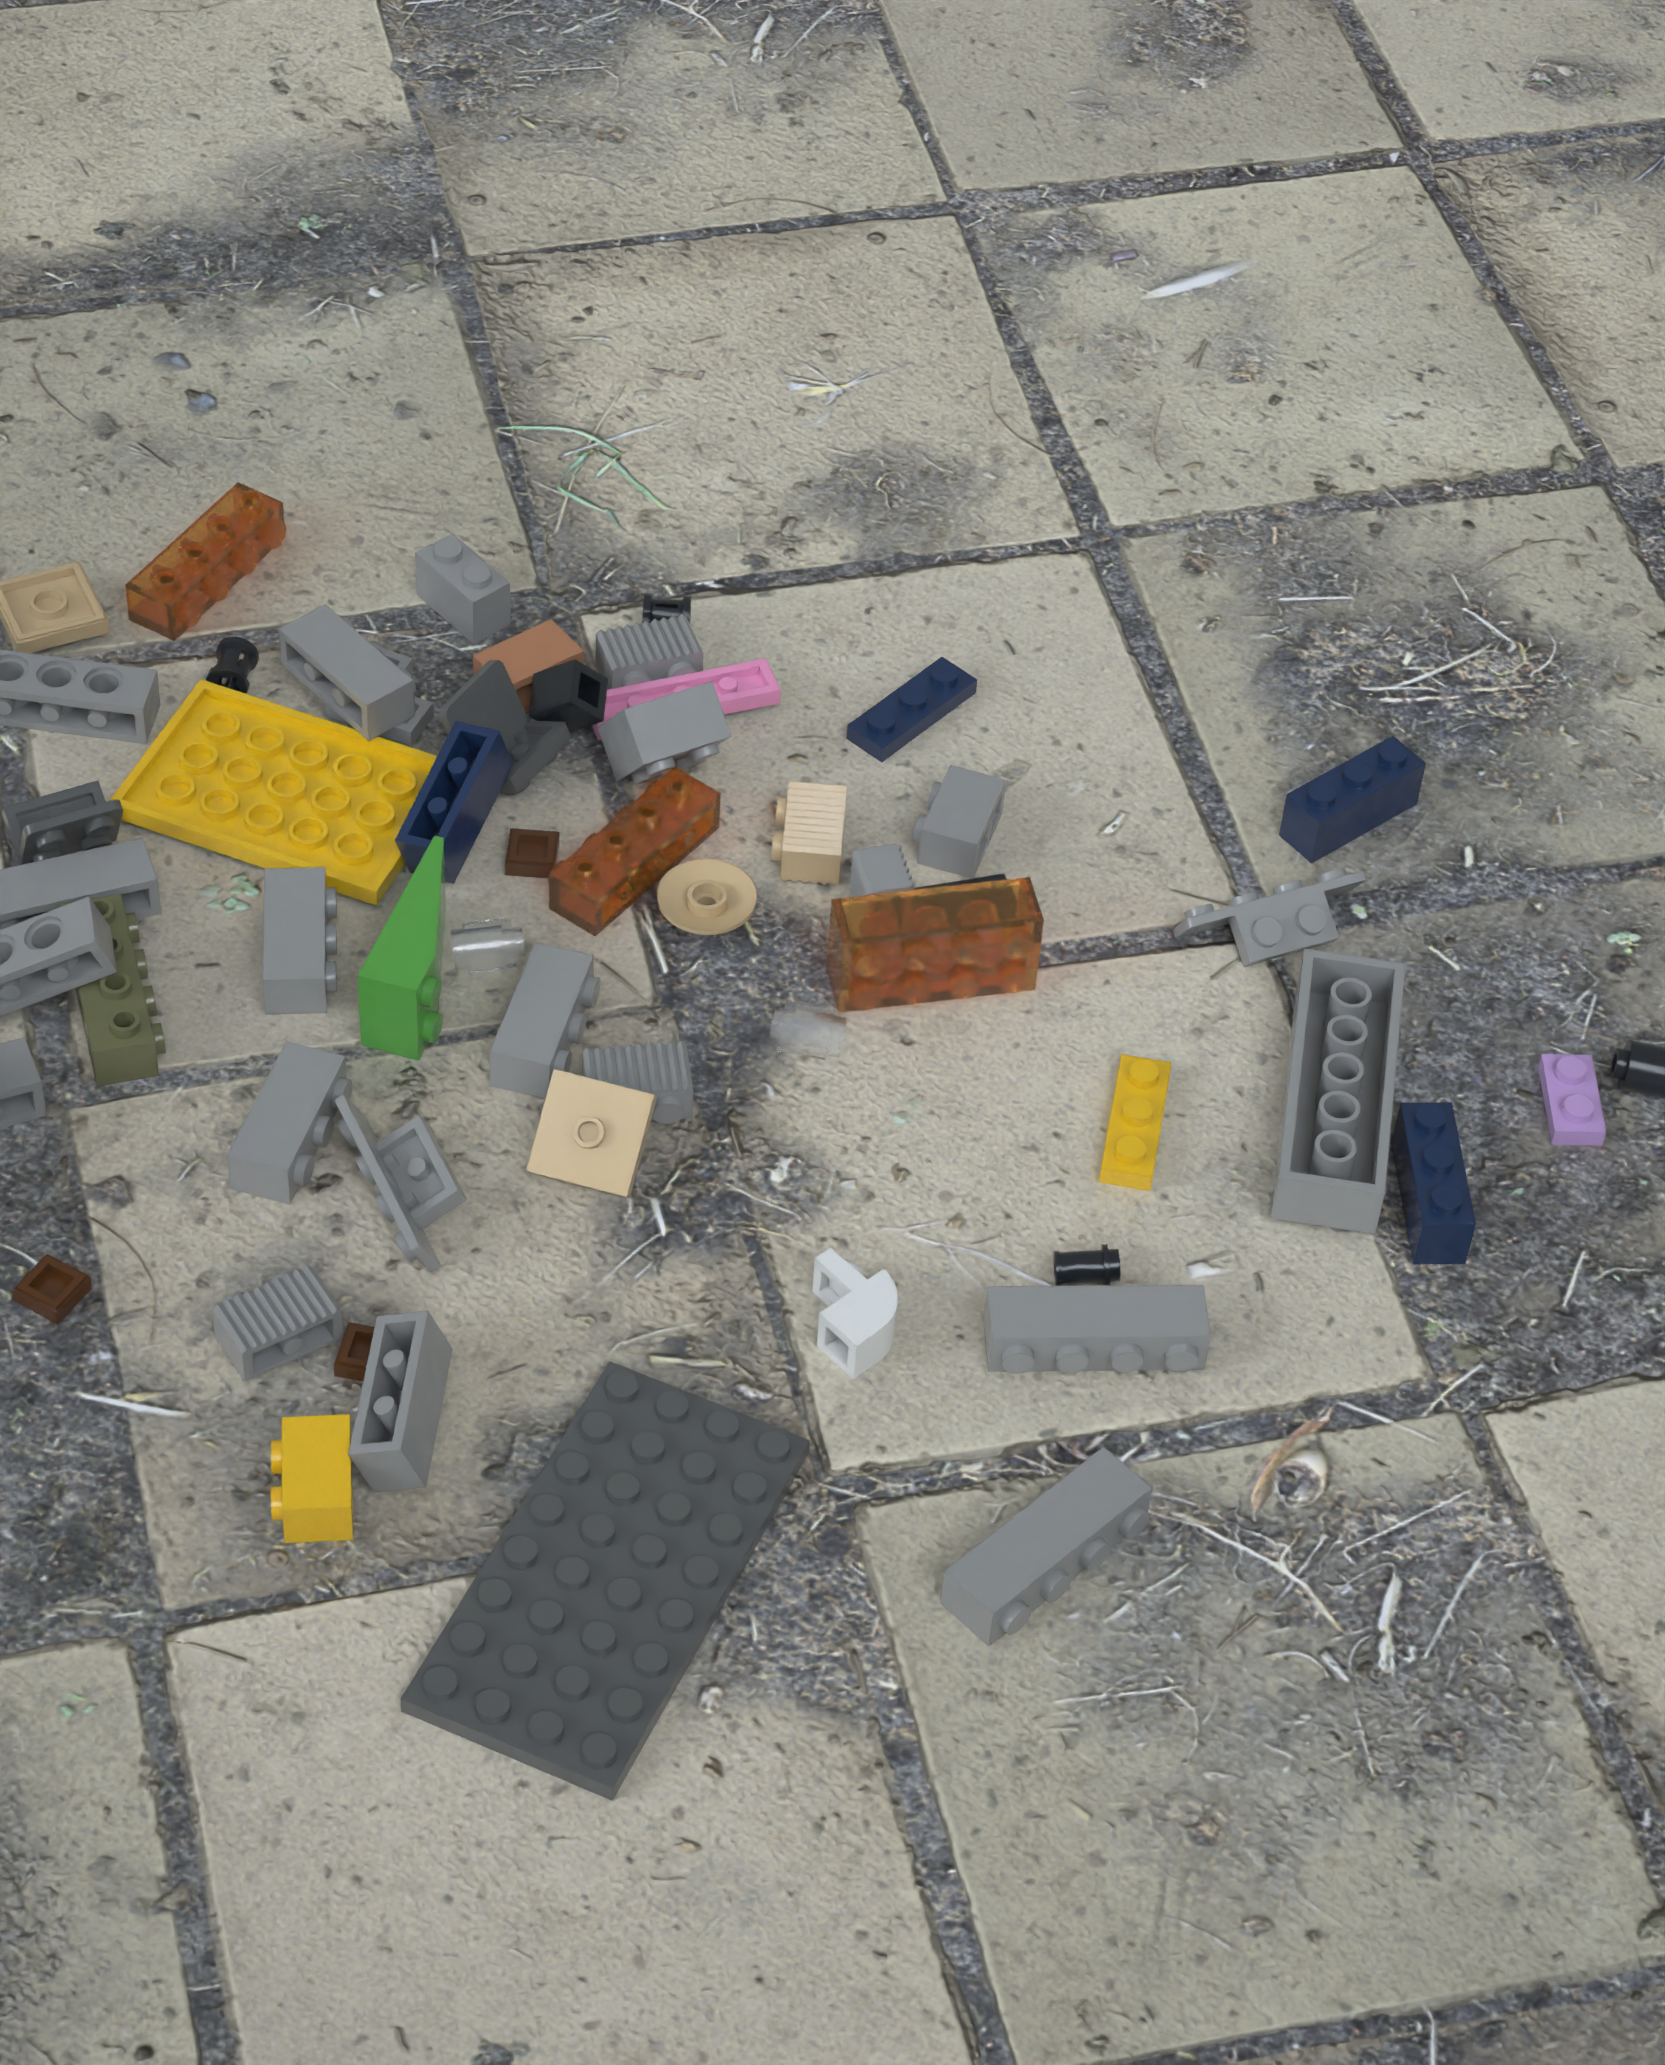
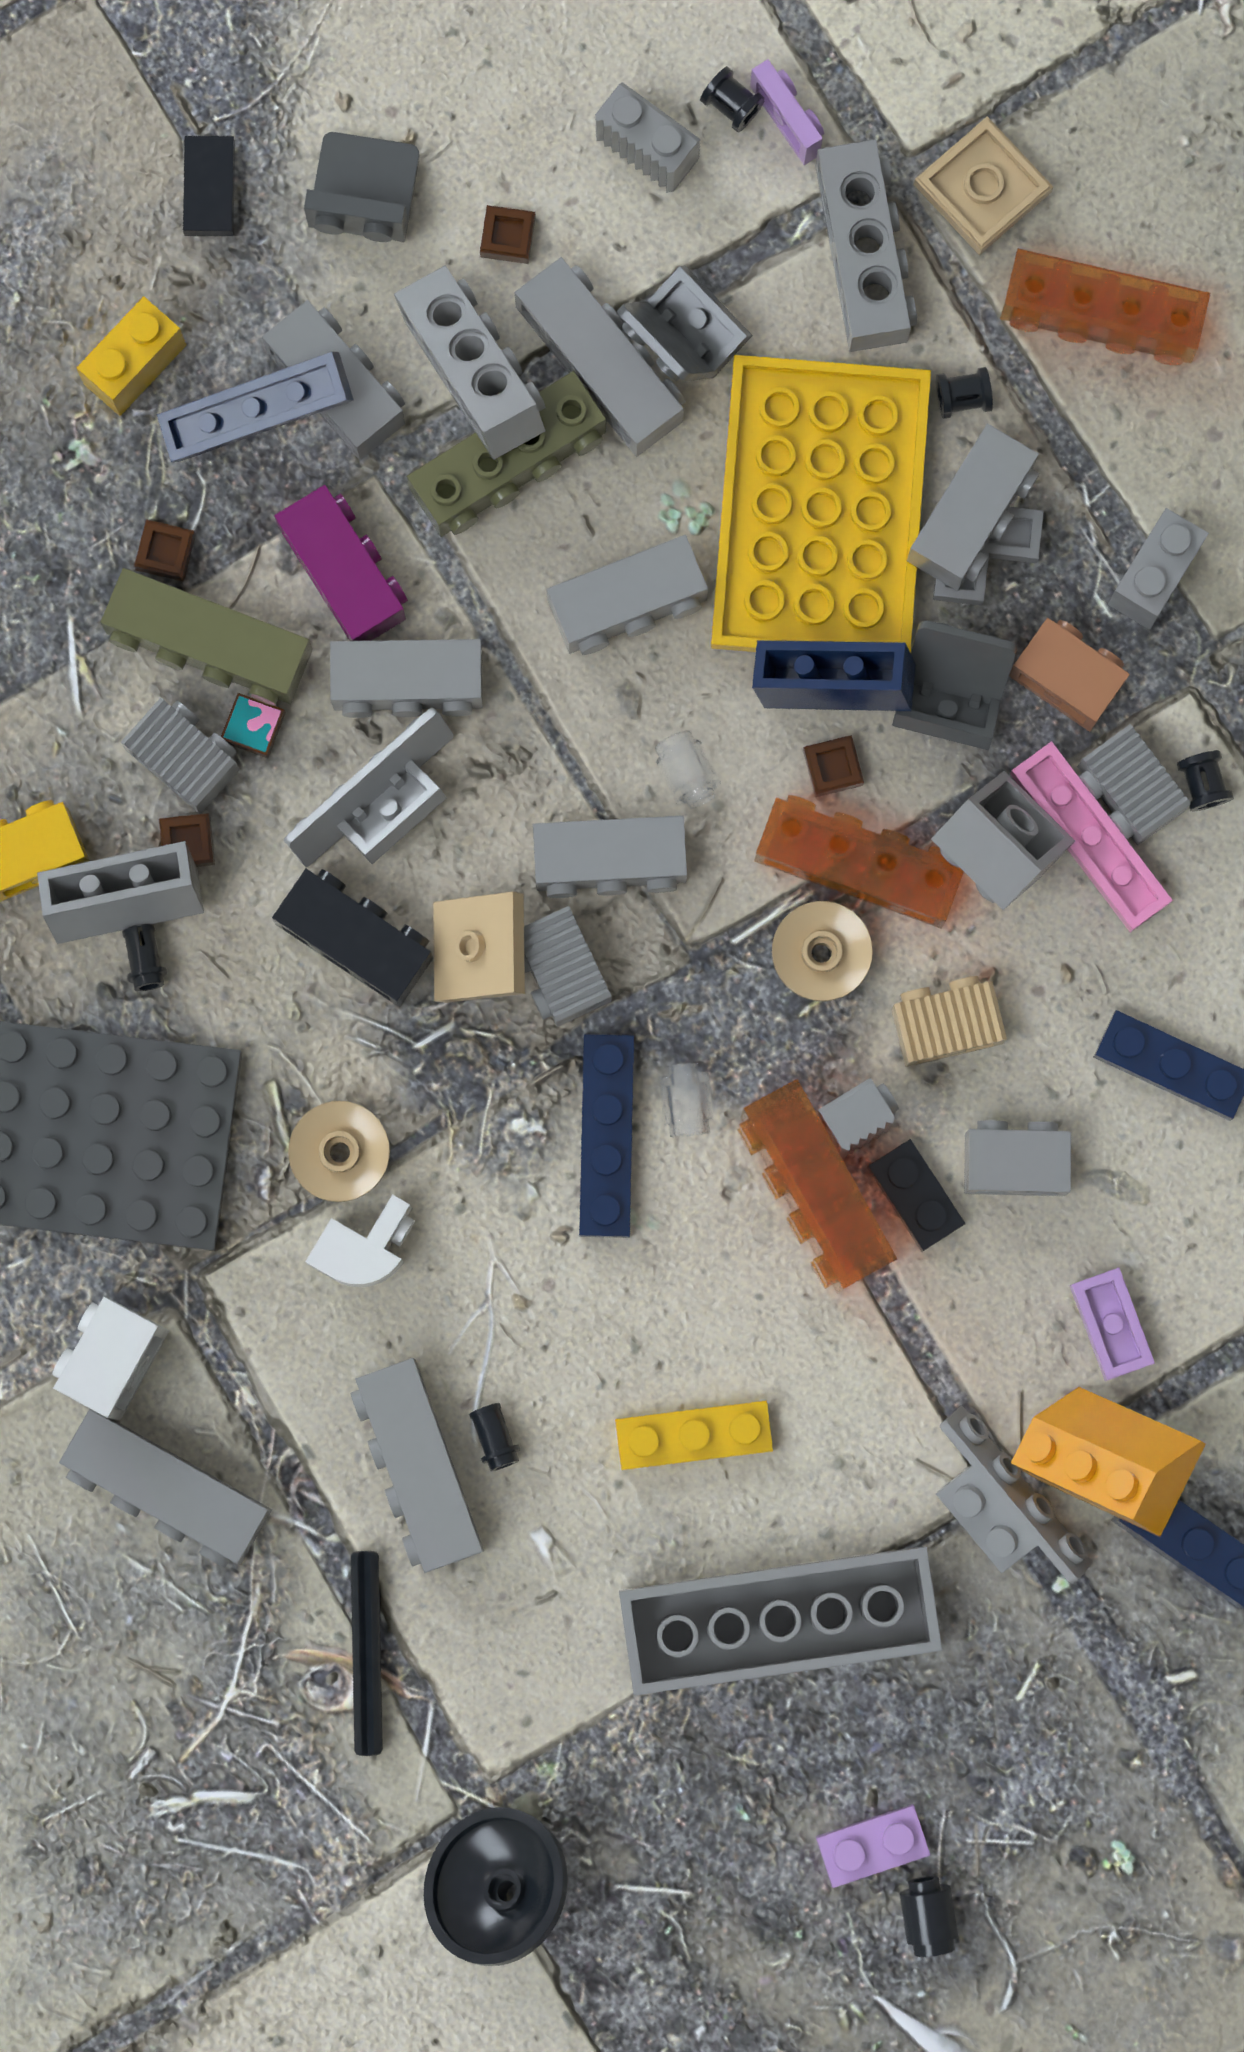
camera: 75 degrees right, 35 degrees up
(150, 1143) = (342, 565): none -> magenta brick
(165, 1262) = (206, 637): none -> olive brick
(270, 1258) = (253, 725): none -> tile
(403, 970) = (609, 714): bright green slope -> none
(475, 1416) = (143, 960): none -> black pin
(534, 1235) = (354, 935): none -> black brick
(569, 695) = (1028, 729): black brick -> none
(751, 1289) = (333, 1125): none -> tan dish
(817, 1107) = (606, 1136): none -> dark blue plate
(895, 1535) = (109, 1358): none -> white brick
(1133, 803) = (1112, 1324): none -> lavender plate
(1265, 812) = (1110, 1458): none -> light orange slope
(1274, 1431) = (366, 1653): none -> black axle
(1433, 1183) = (699, 1734): dark blue brick -> none
(1526, 1341) = (471, 1880): none -> black dish

